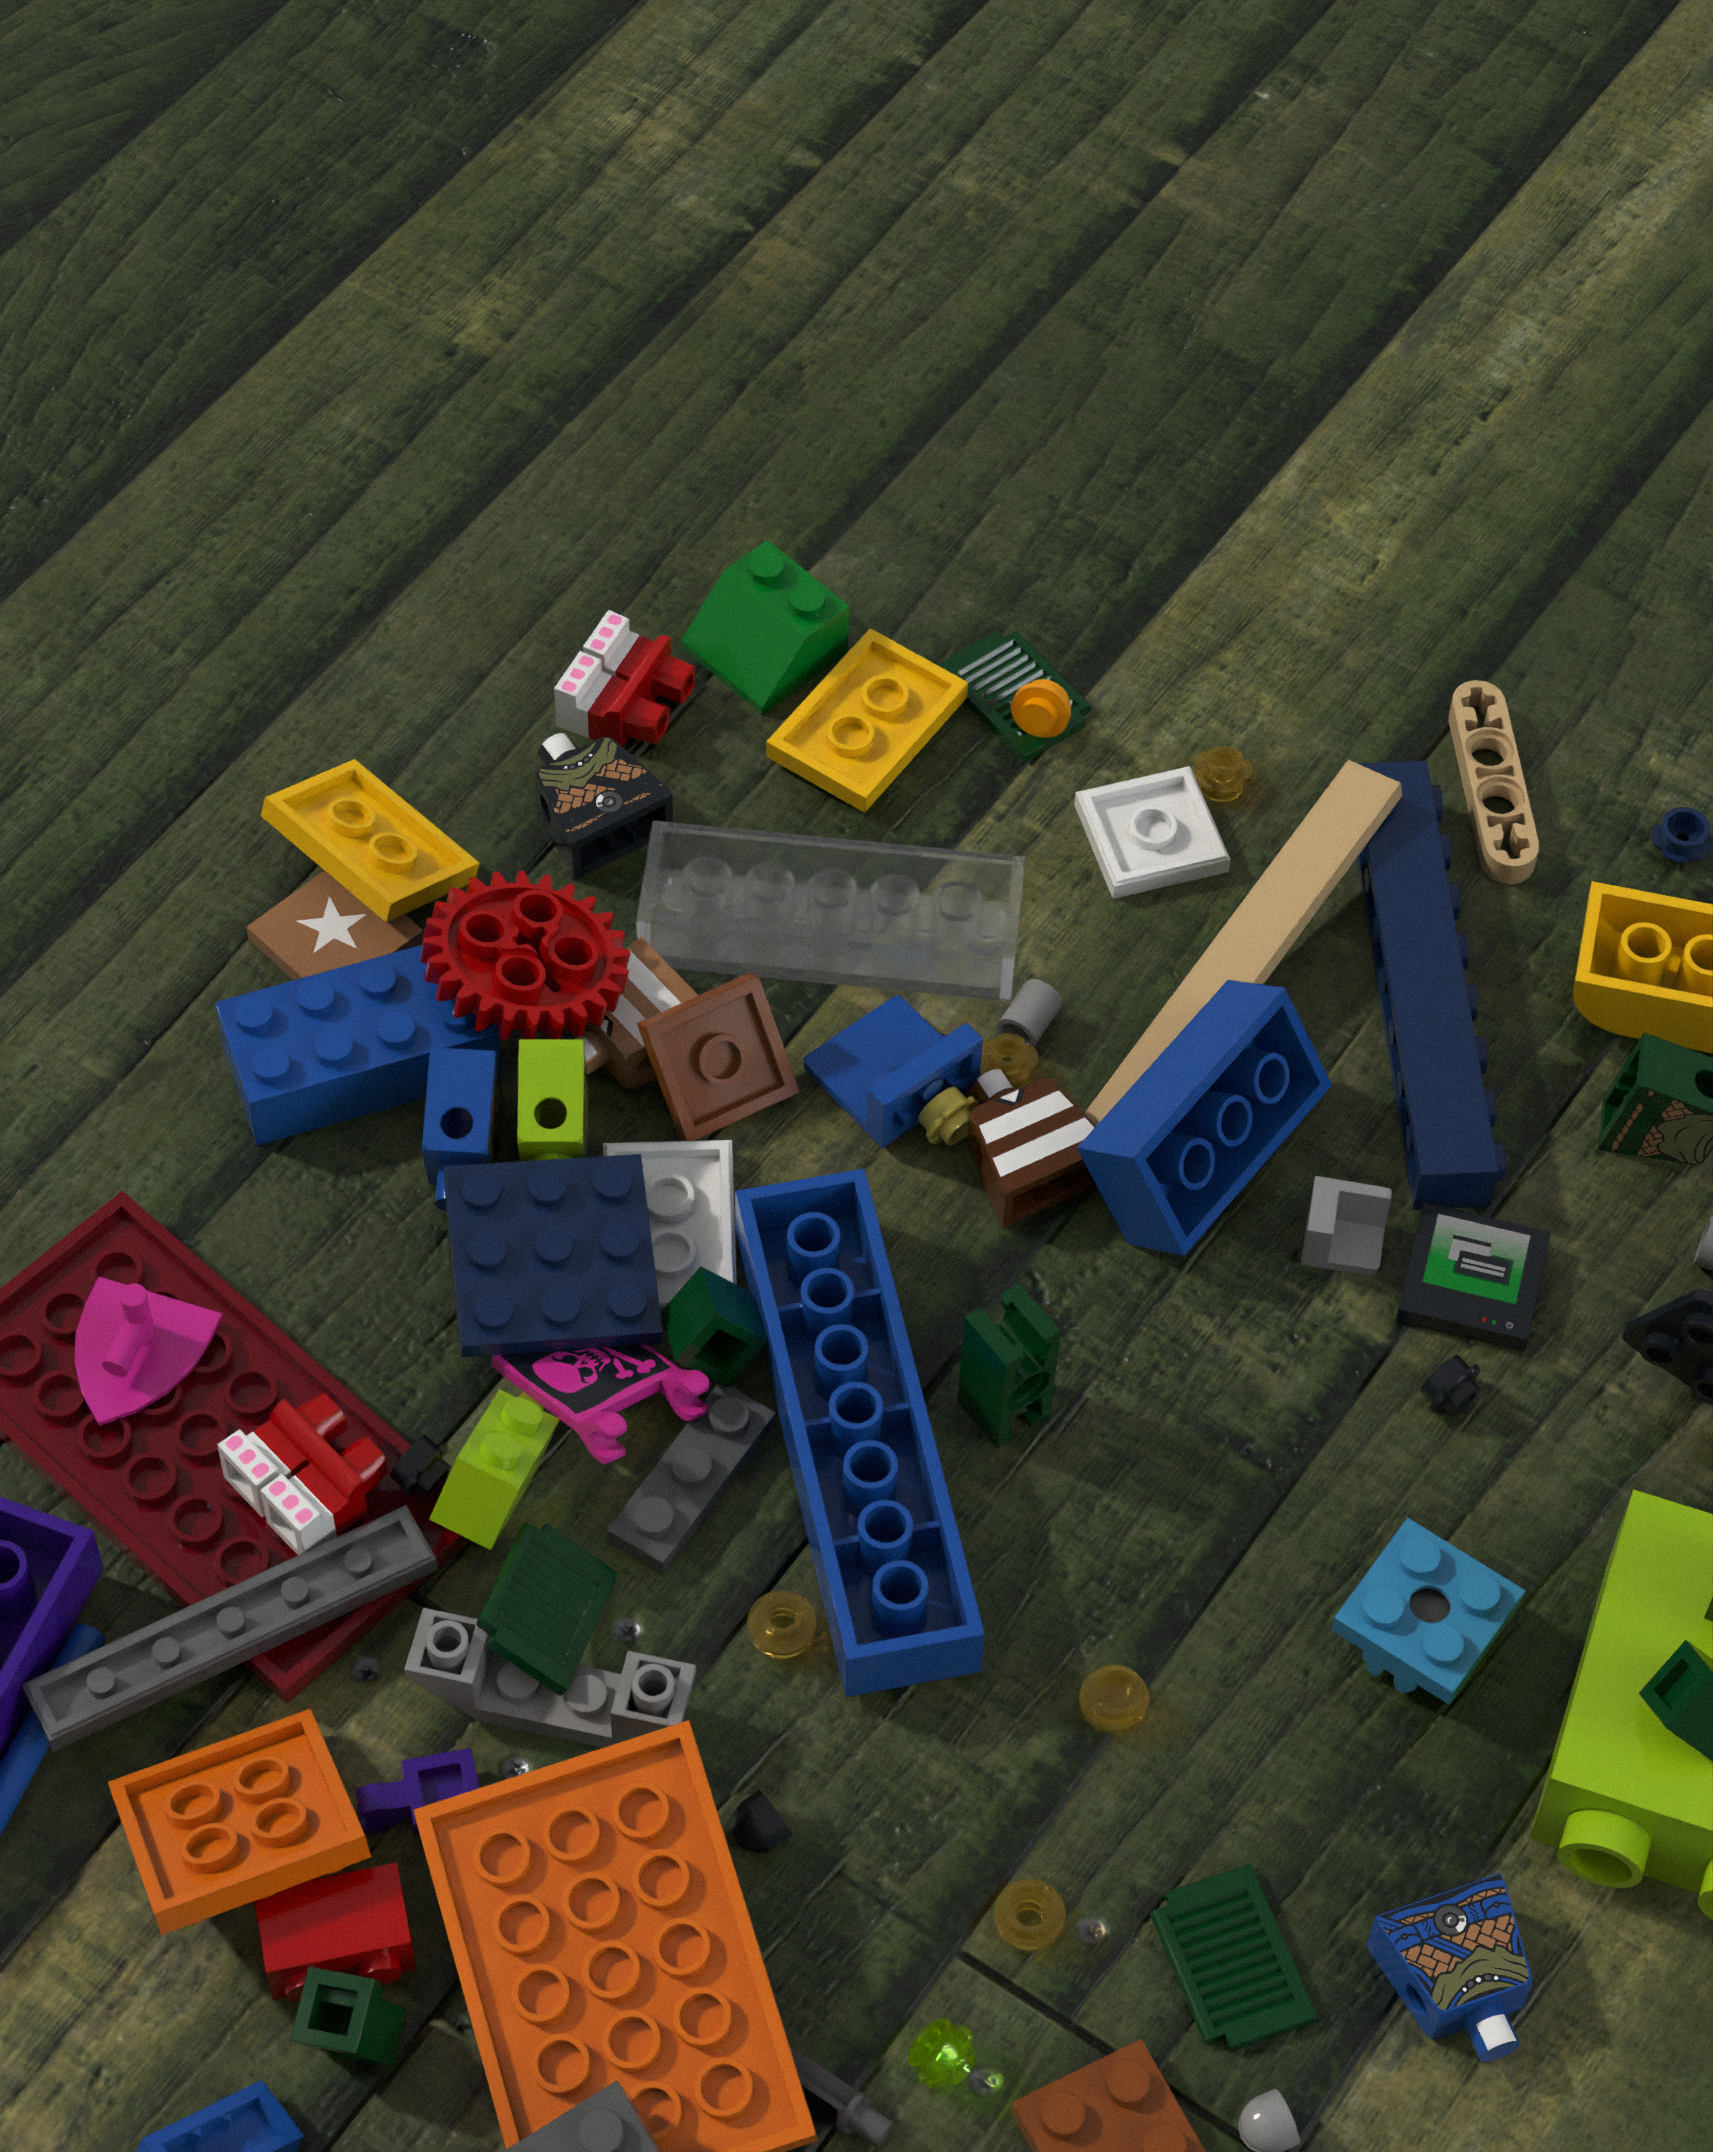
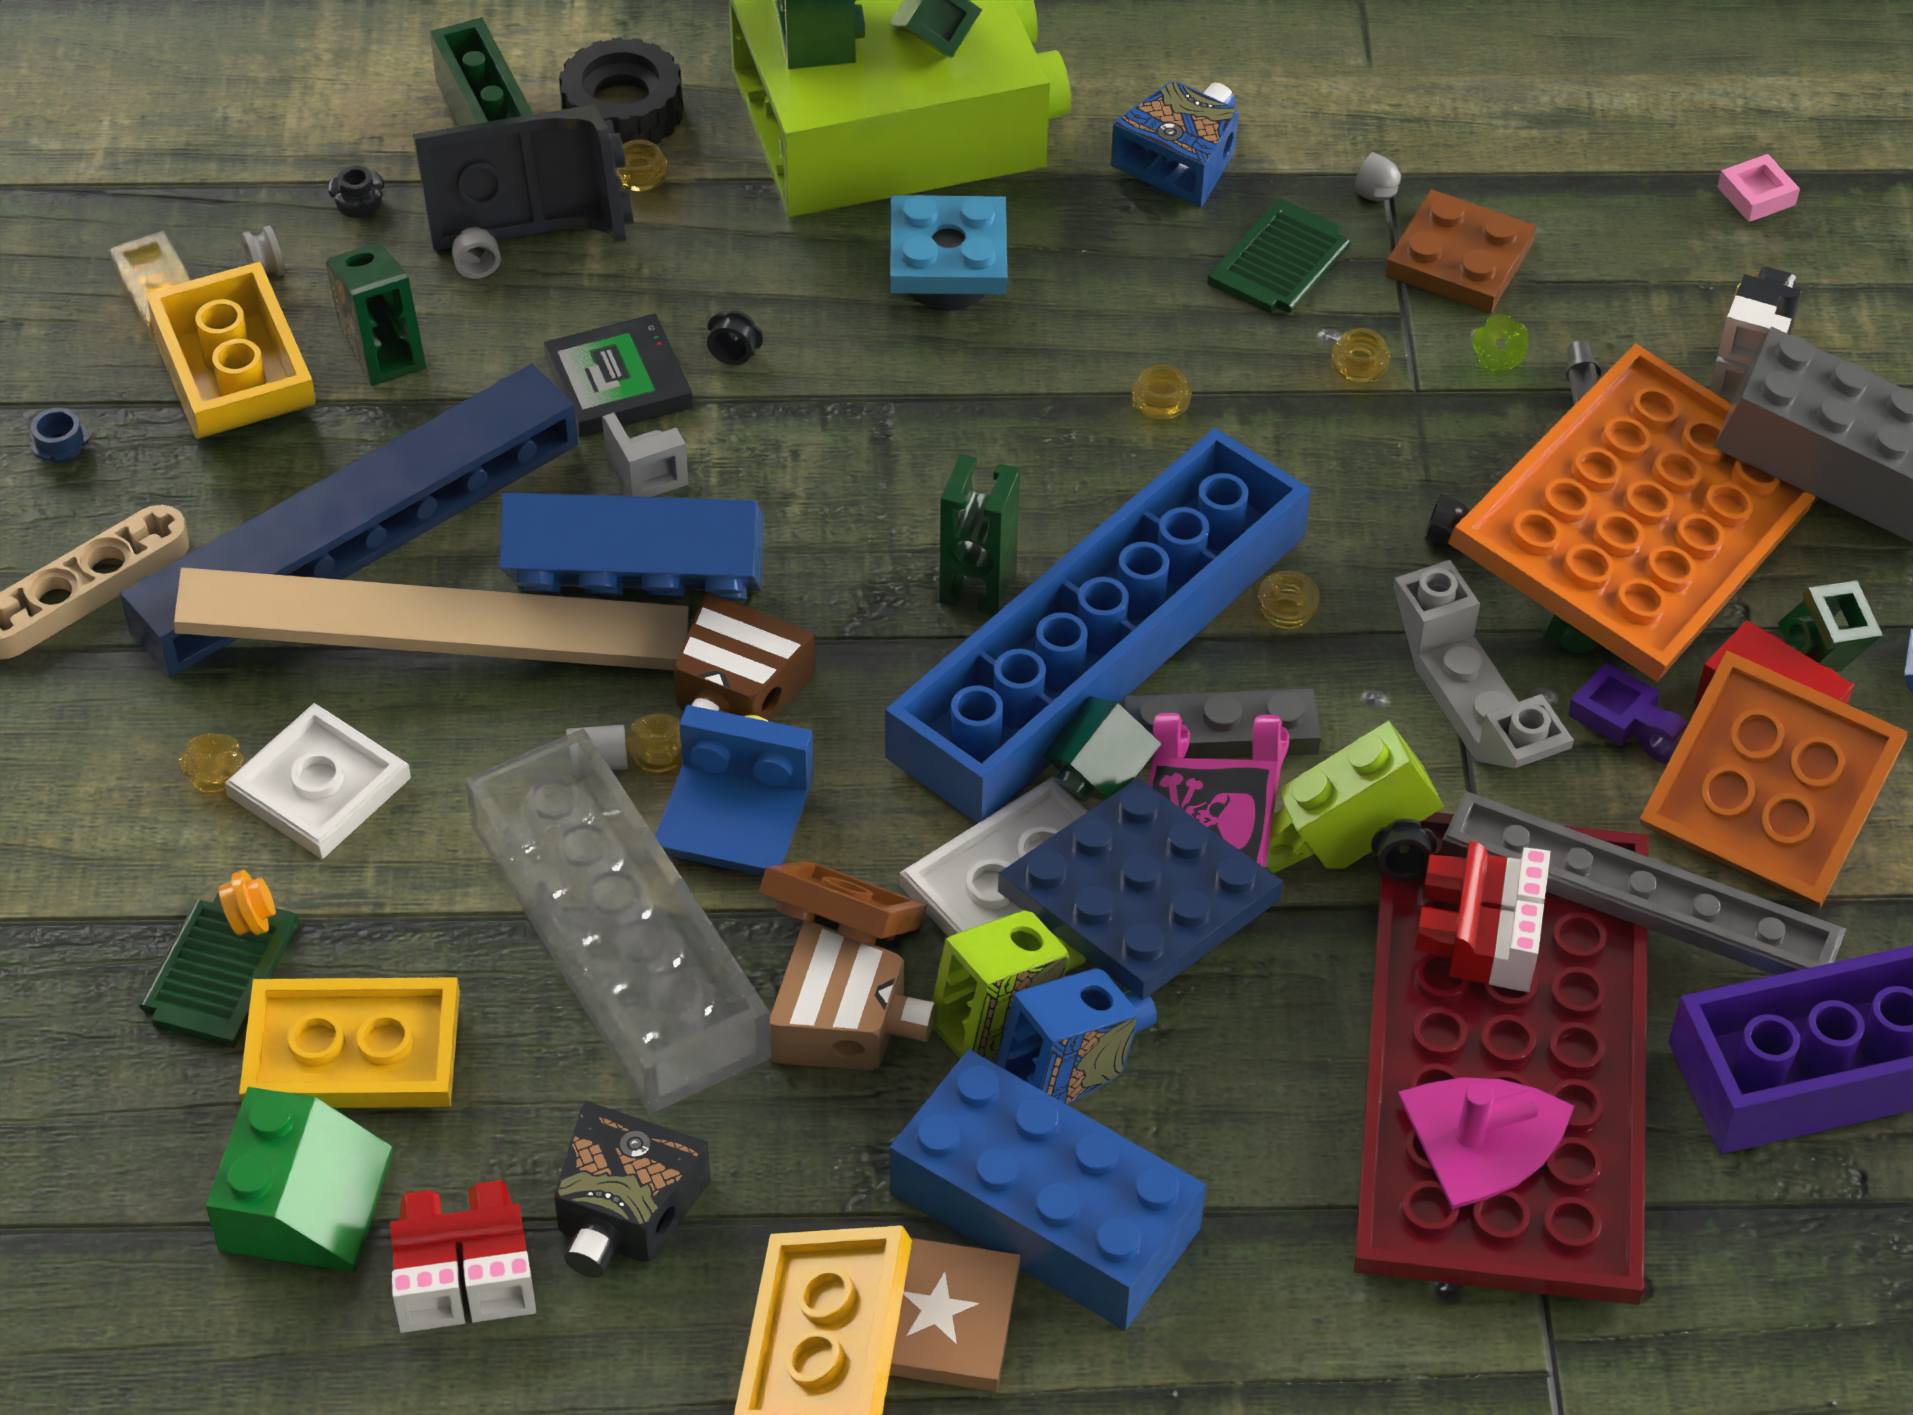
camera: 125 degrees left, 5 degrees down
(525, 957) = (885, 1057): red gear -> none
(546, 1605) = (1435, 707): dark green window -> none

